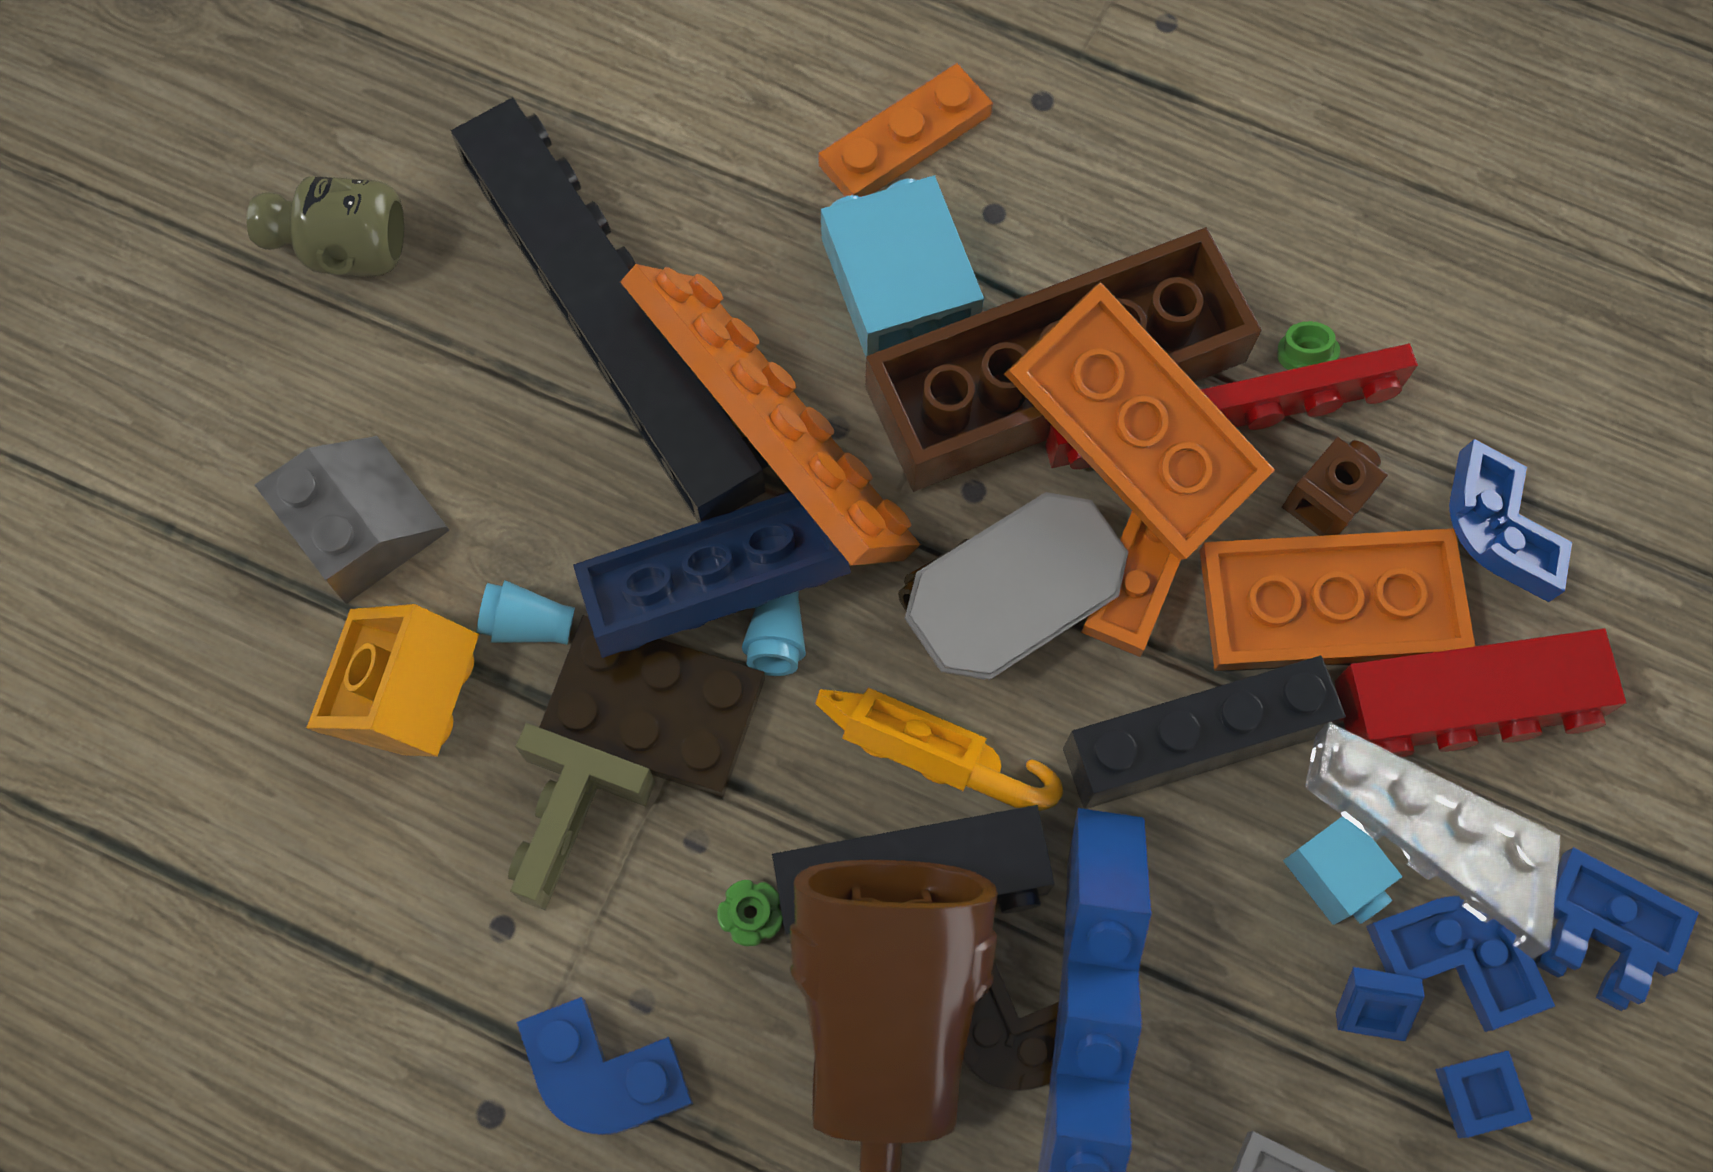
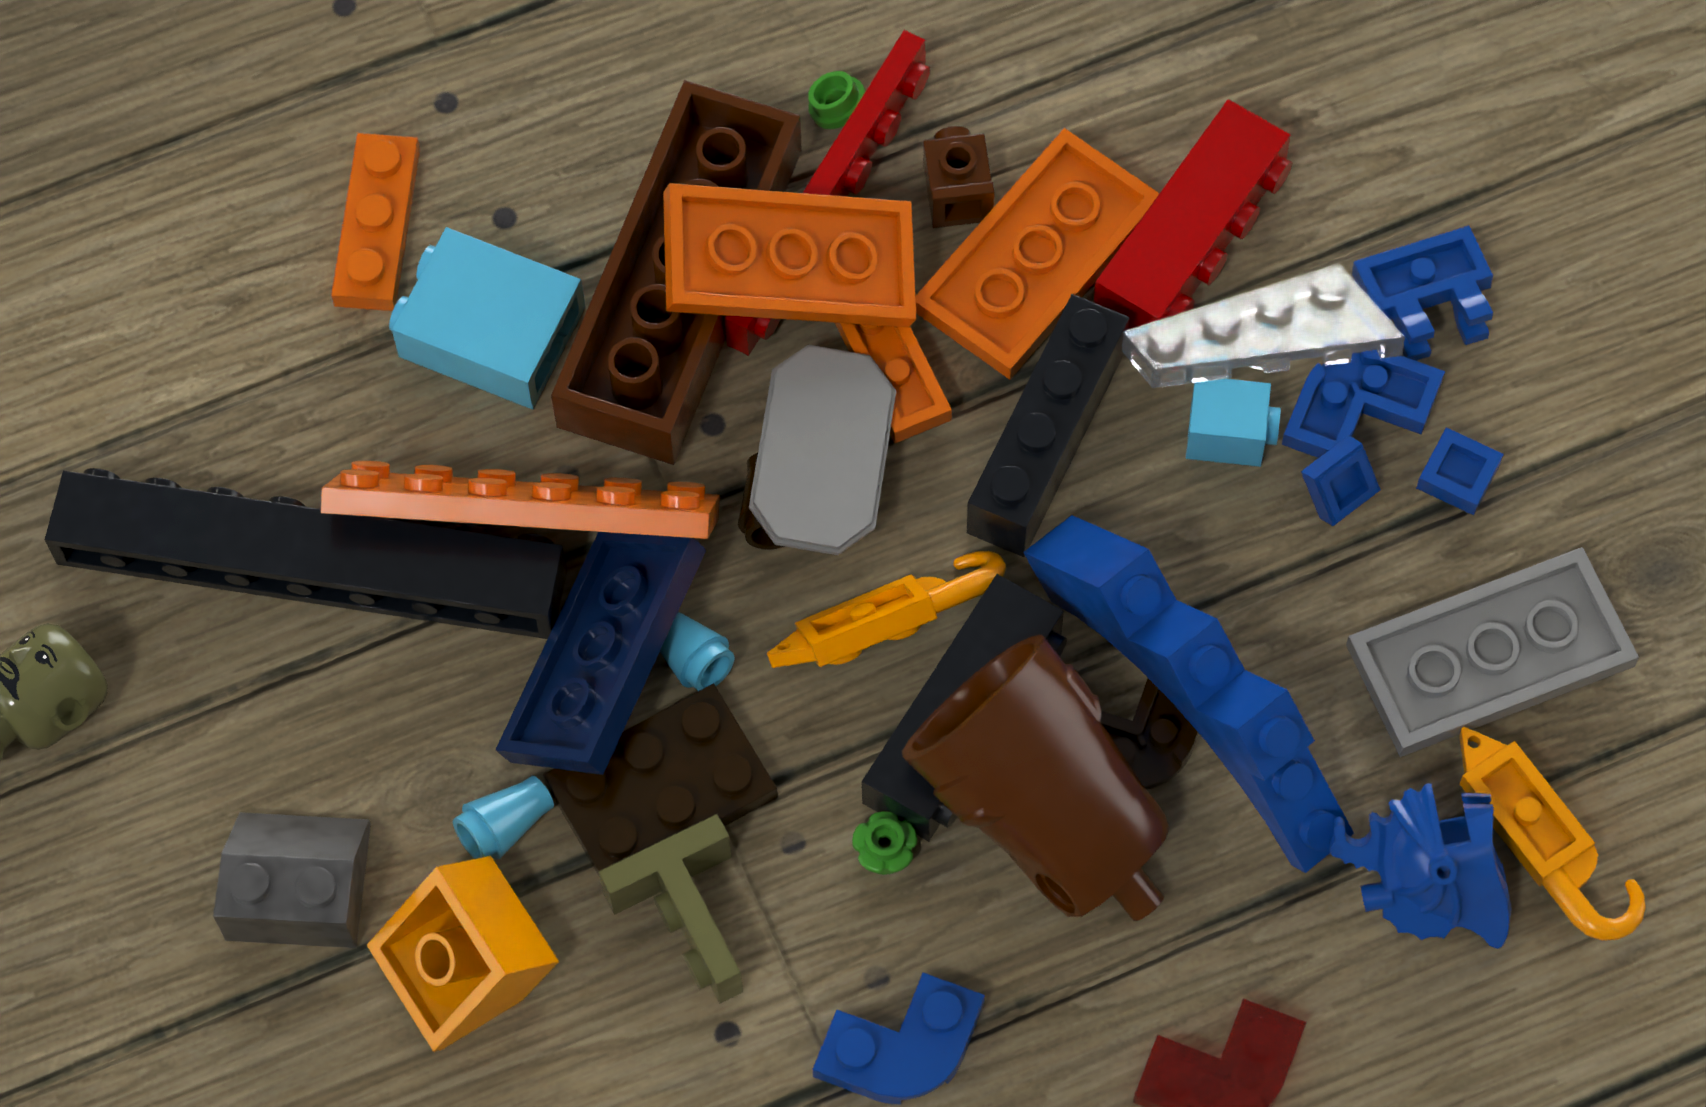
camera: 45 degrees left, 5 degrees down
(1489, 525) = (1089, 104): blue plate -> none

